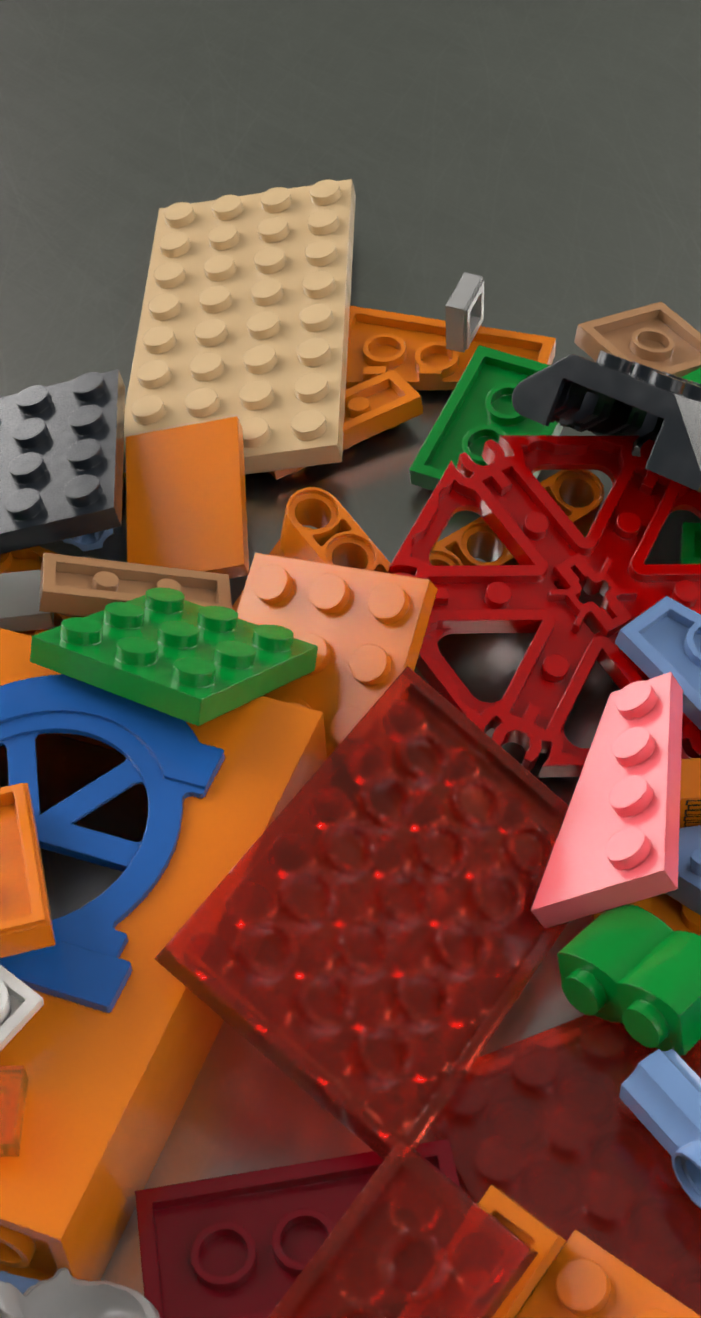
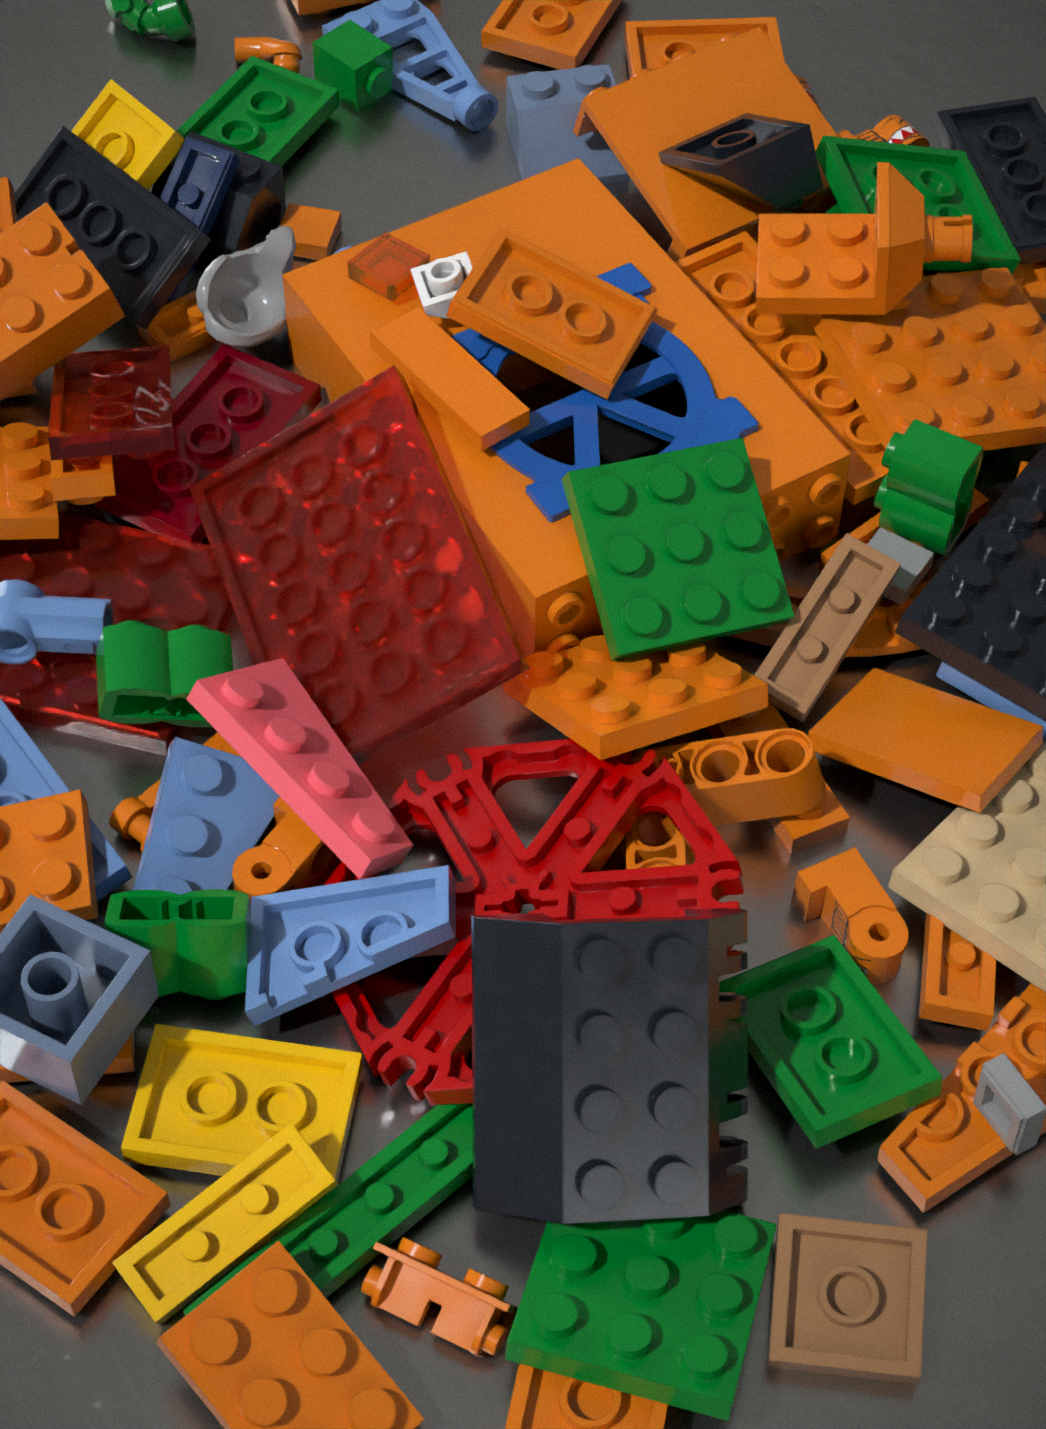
camera: 125 degrees right, 5 degrees up
(118, 930) = (450, 378): none -> orange tile
(375, 473) = (855, 911): none -> orange leg

